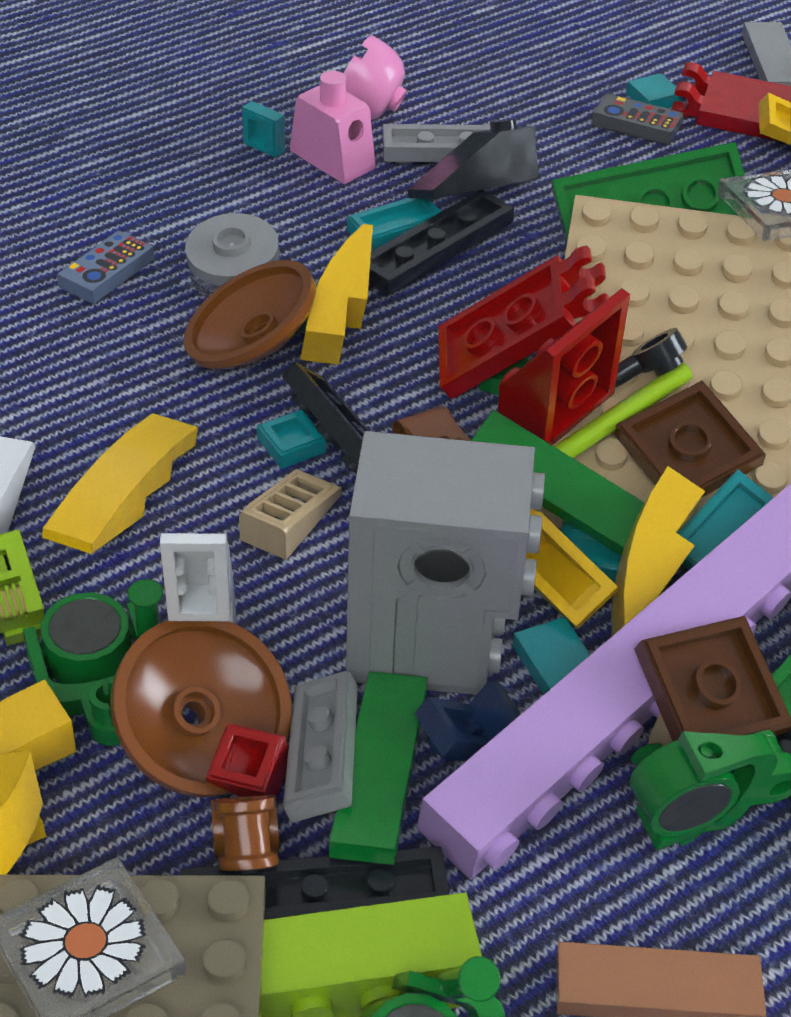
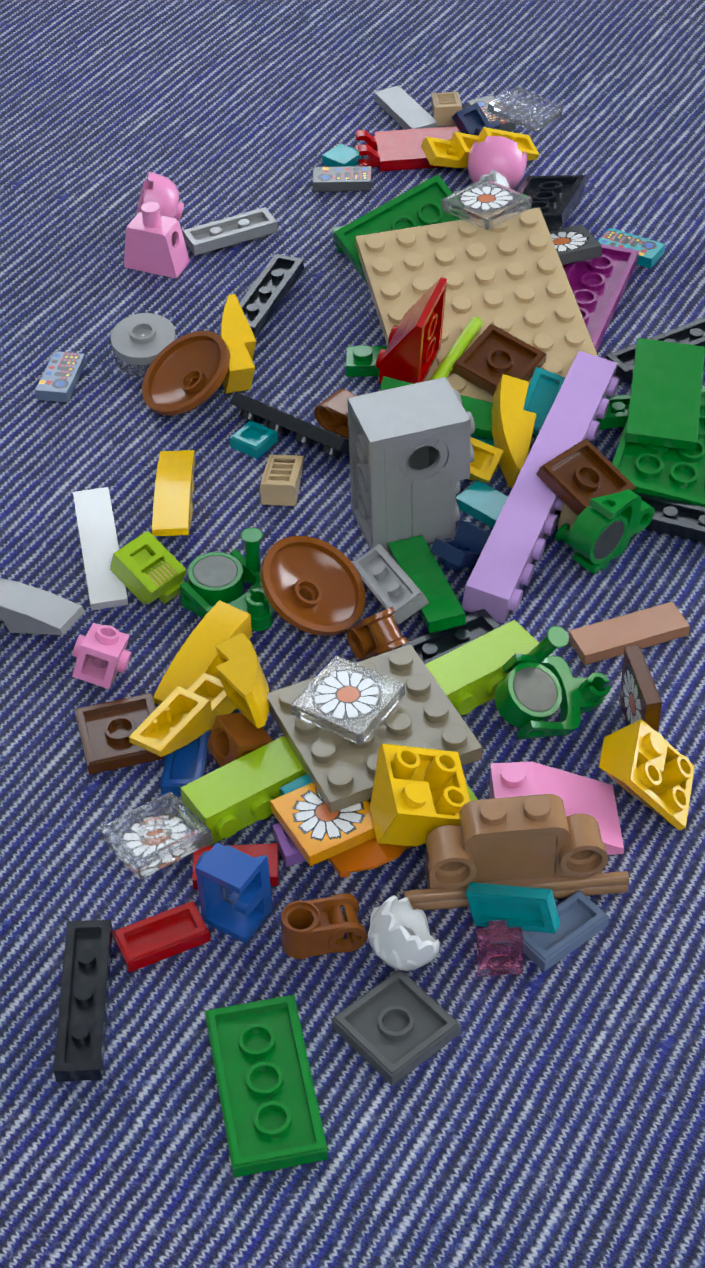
camera: 20 degrees left, 0 degrees up
(198, 577) = (288, 511): white slope -> none
(249, 762) = (353, 604): red slope -> none
(263, 129) = (103, 257): teal tile -> none
(392, 219) = (236, 283): teal tile -> none
(483, 162) = (268, 235): black slope -> none
(517, 320) = (357, 324): red tile -> none
(657, 355) = (458, 316): black plate -> none

